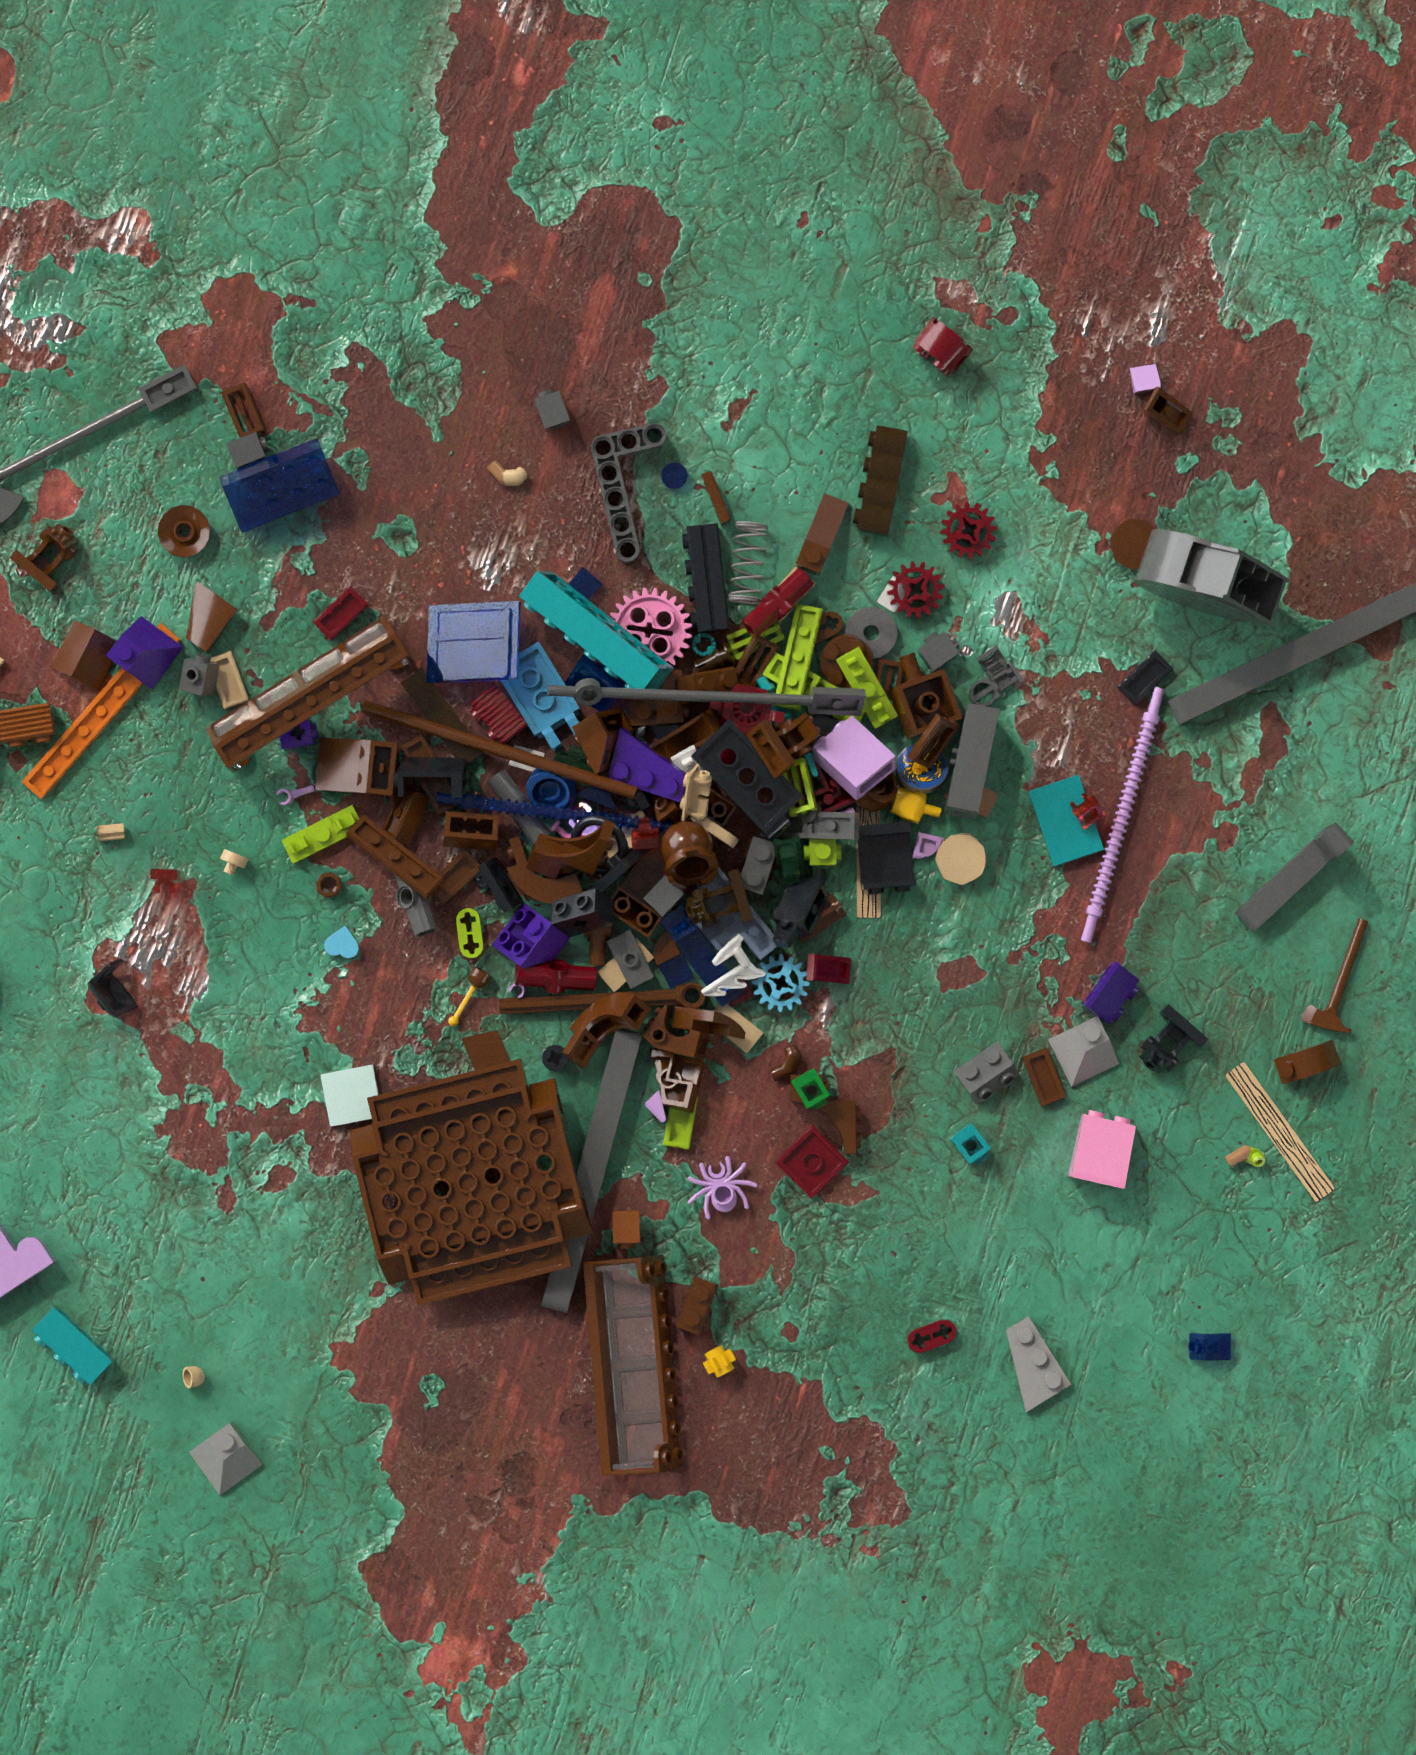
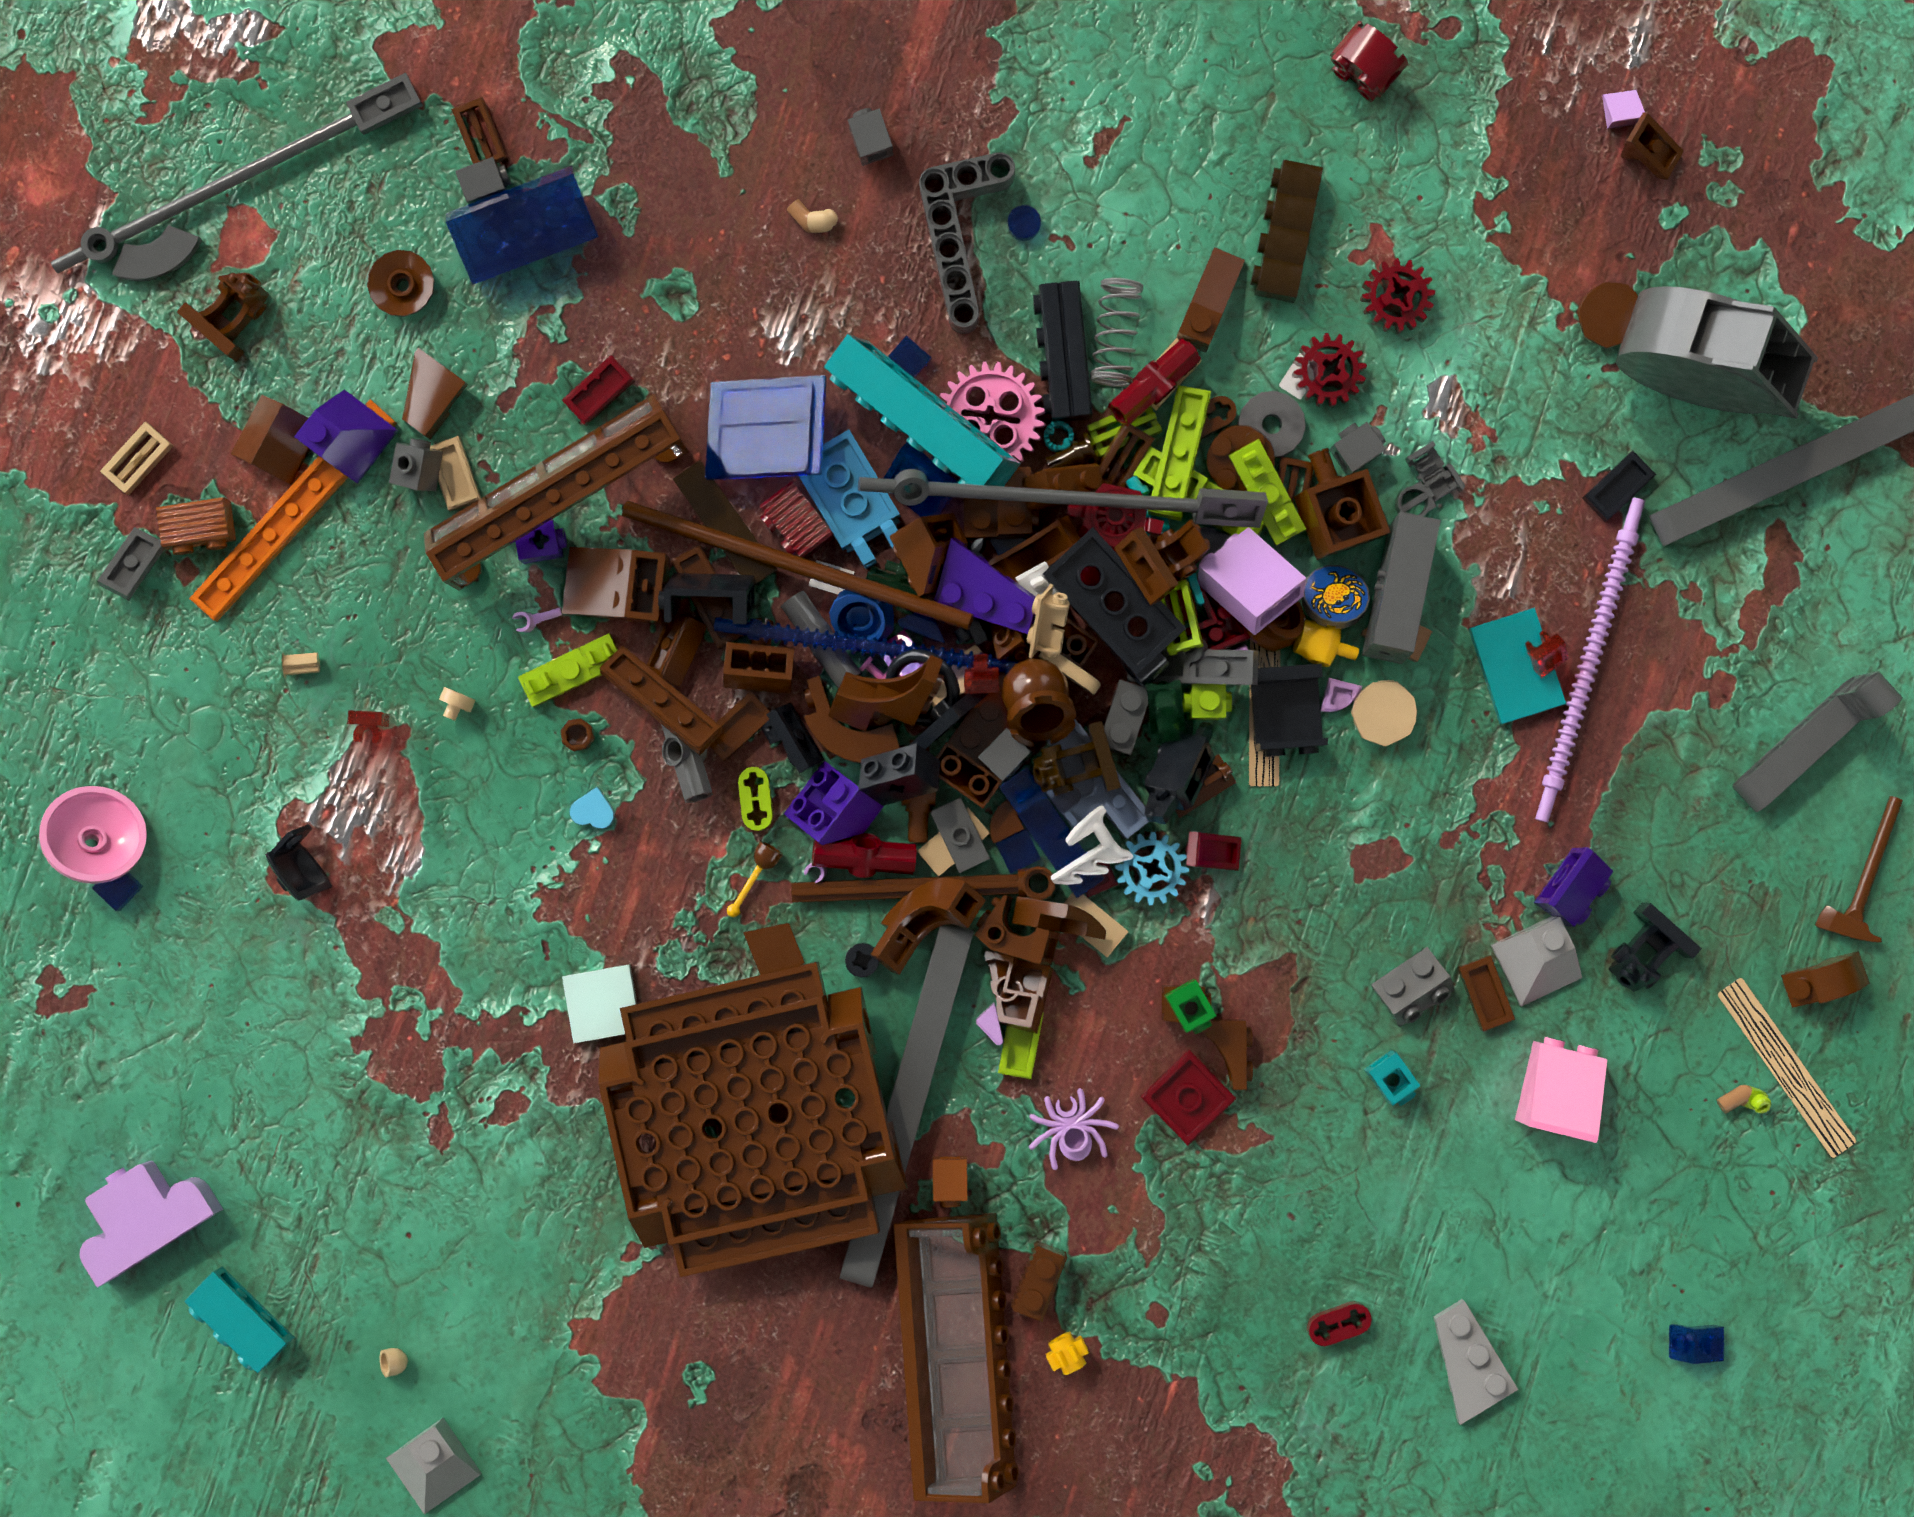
camera: 10 degrees right, 0 degrees up
(716, 498) = (1076, 250): reddish brown tile -> none
(789, 1065) = (1162, 971): reddish brown arm -> none
(930, 740) = (1349, 559): reddish brown tile -> none

